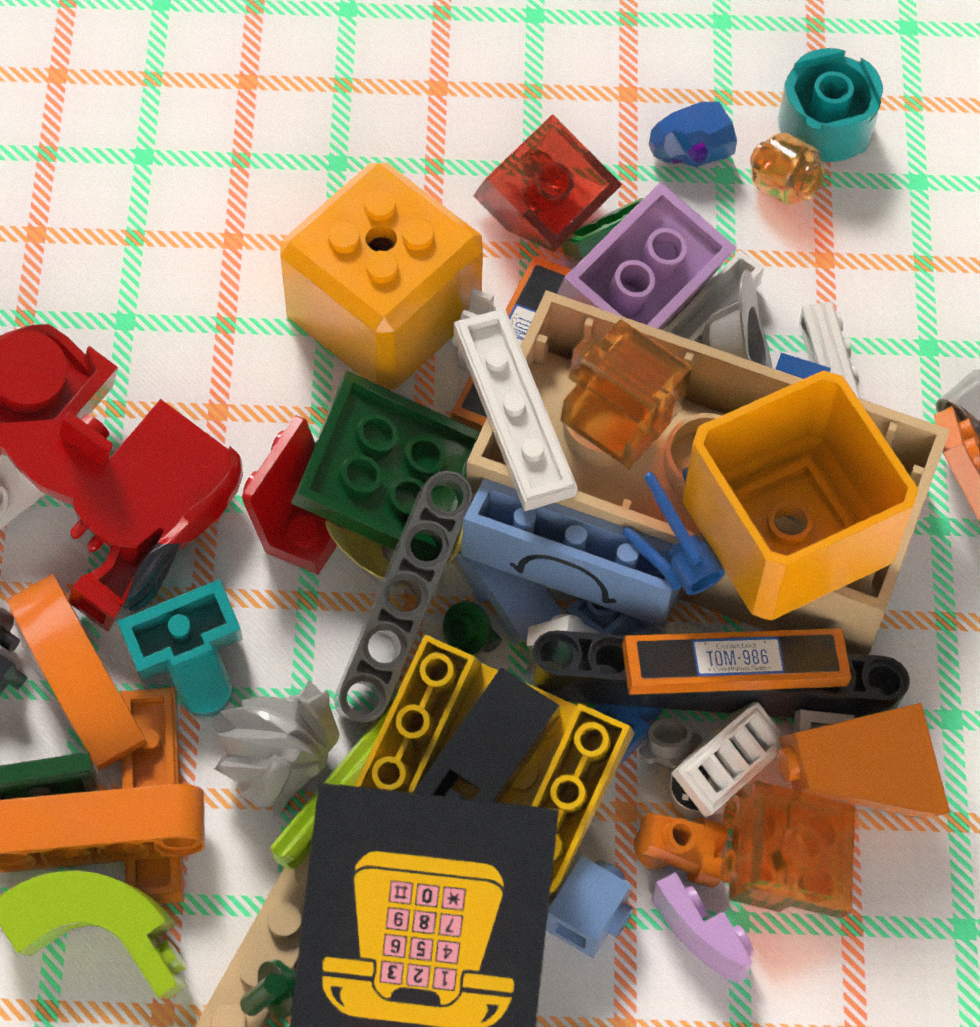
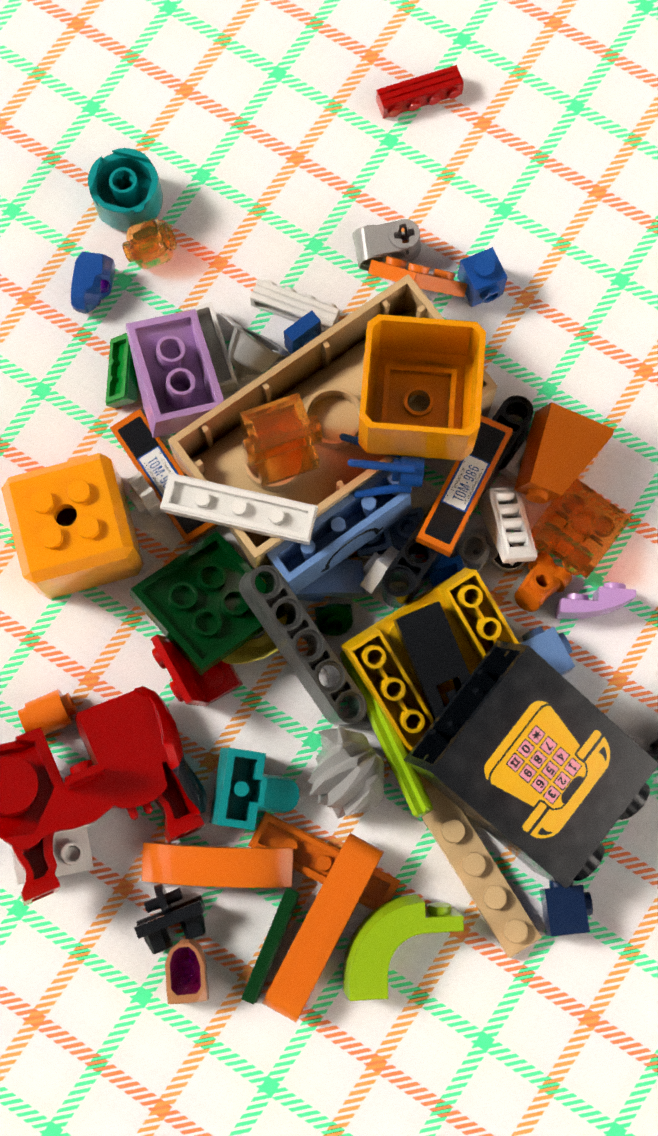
camera: 55 degrees left, 15 degrees up
(145, 381) = (48, 712): none -> orange brick
(273, 990) = (499, 861): dark green plate -> none
(547, 186) = (71, 390): clear red slope -> none

